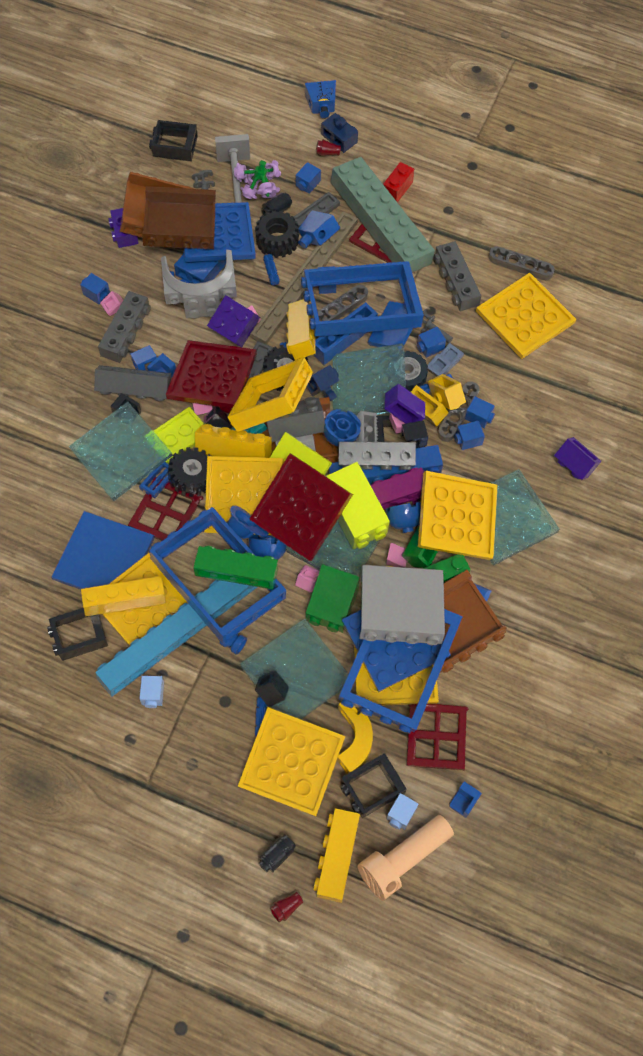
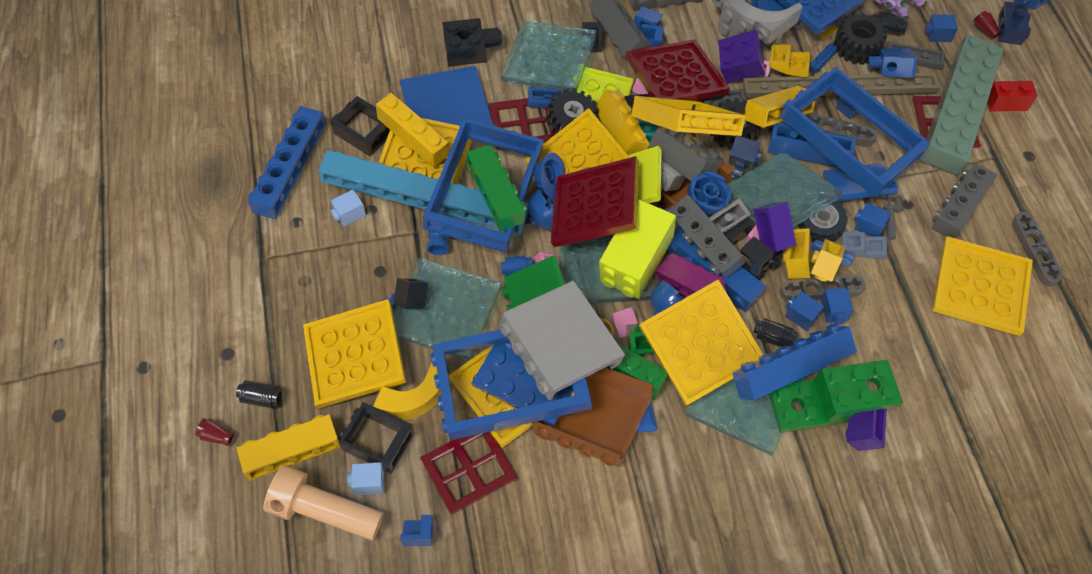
camera: 55 degrees right, 5 degrees down
(41, 670) = (287, 162): none -> blue brick
(63, 498) = (470, 50): none -> black brick
(259, 292) = (789, 62): none -> yellow slope
(298, 599) = (514, 264): none -> blue brick
(473, 465) = (774, 333): none -> black head
(510, 469) = (793, 361): none -> blue brick
(549, 463) = (835, 396): none -> green bracket

